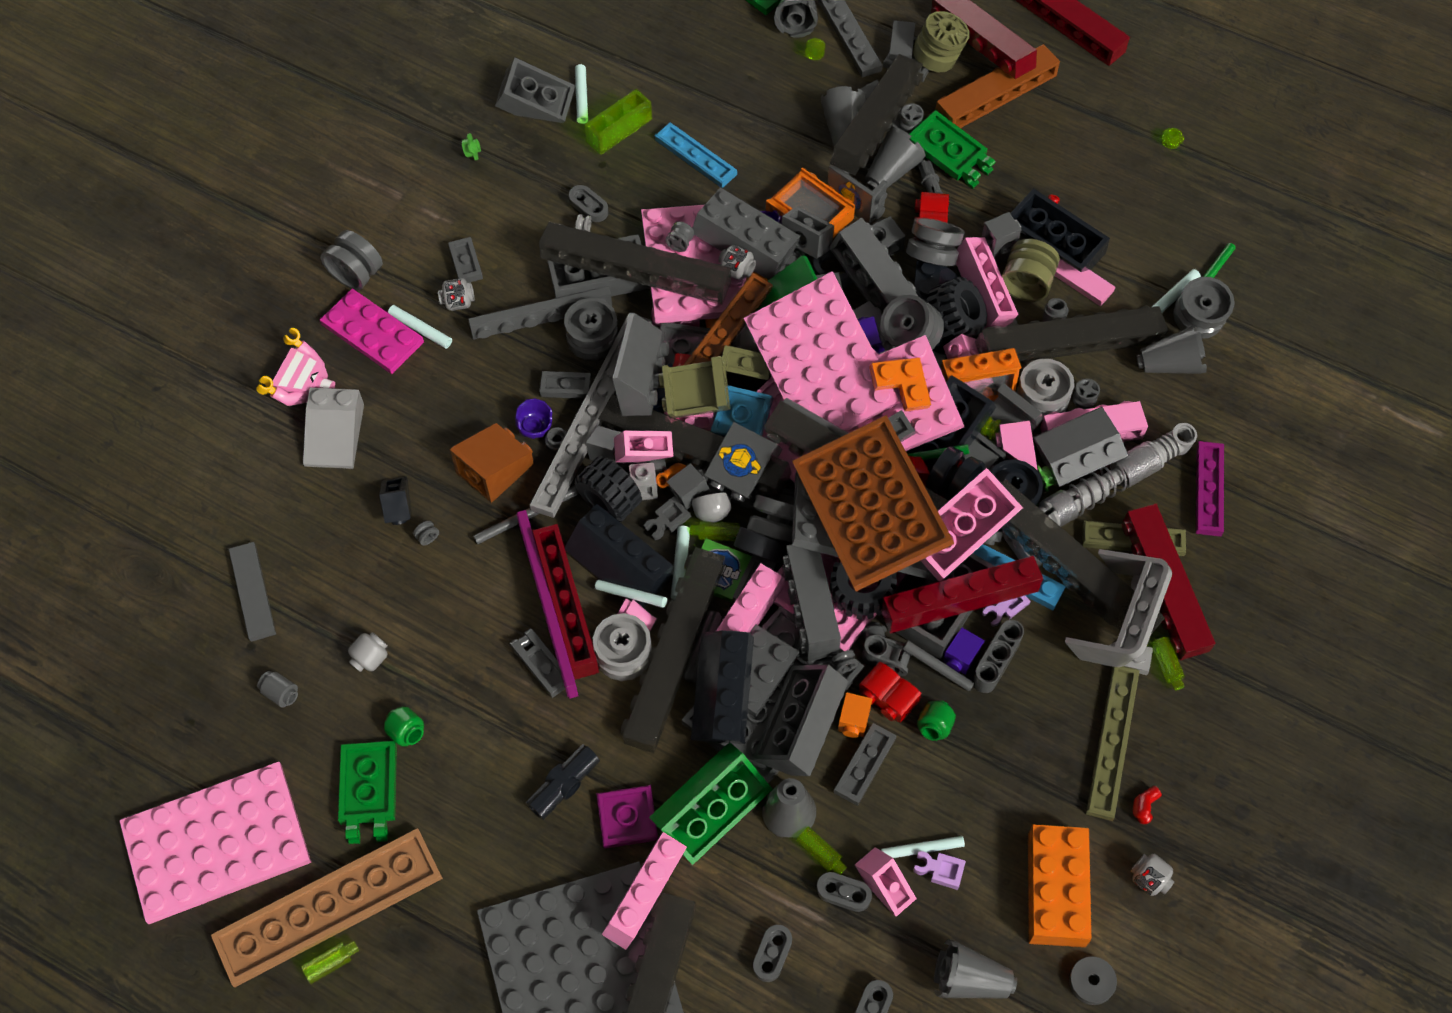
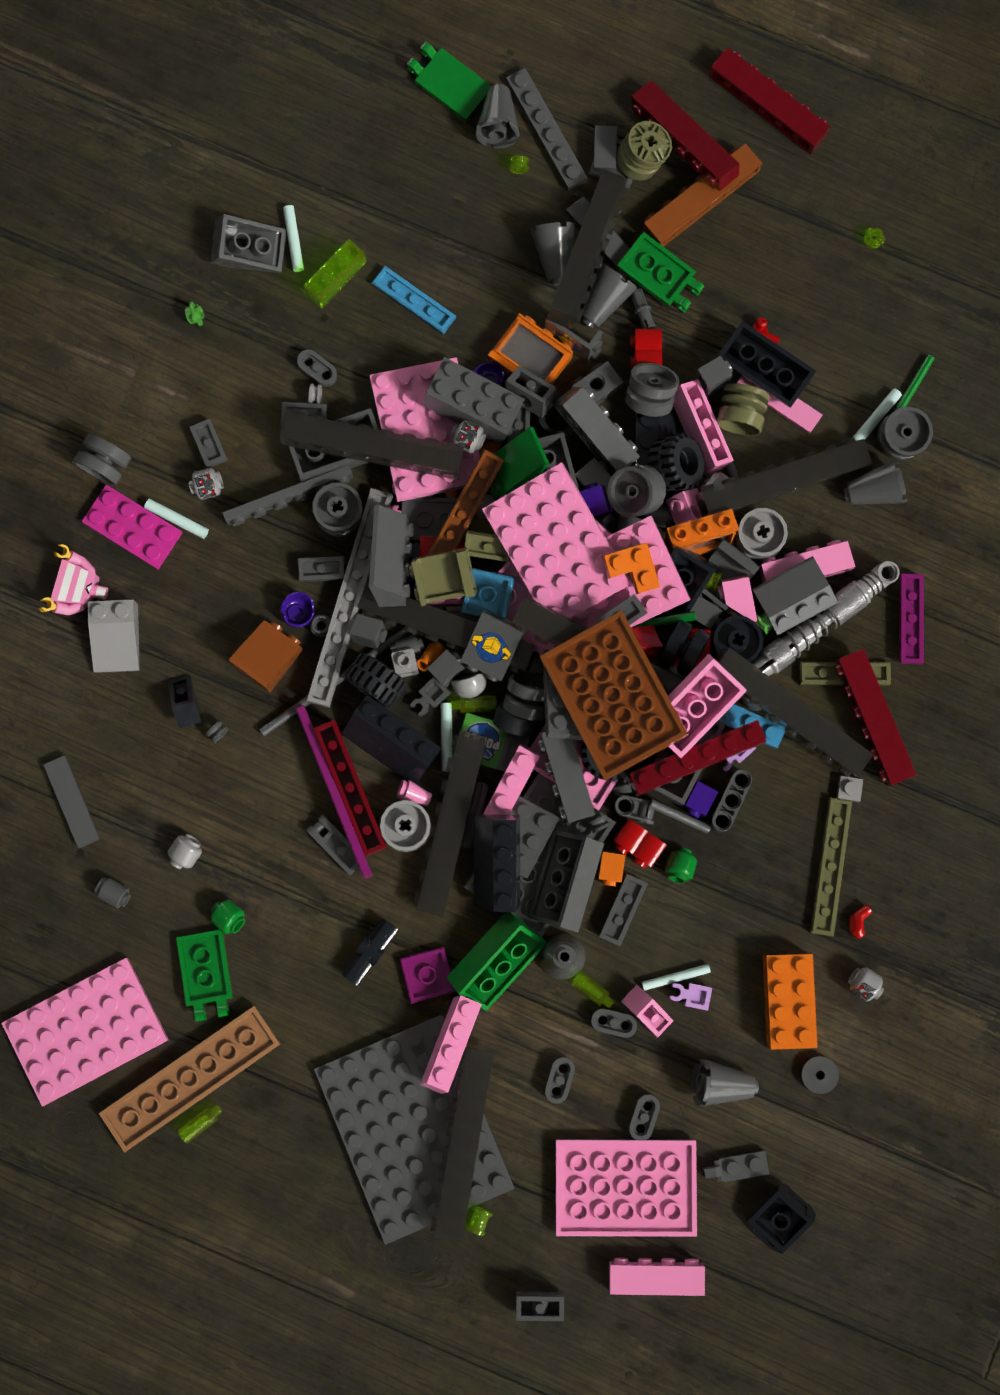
camera: 10 degrees left, 20 degrees up
(631, 593) = (408, 775): light aqua bar -> none
(643, 446) = (402, 637): bright pink slope -> none
(680, 236) = (411, 410): dark grey wheel -> none
(815, 417) = (556, 606): dark grey bar -> none
(915, 114) = (621, 238): dark grey wheel -> none
(1054, 309) = (767, 454): dark grey brick -> none
(1084, 388) = (801, 528): dark grey wheel -> none
(1150, 584) = (862, 735): light grey windscreen -> none
(1168, 662) = (877, 791): clear neon green cylinder -> none

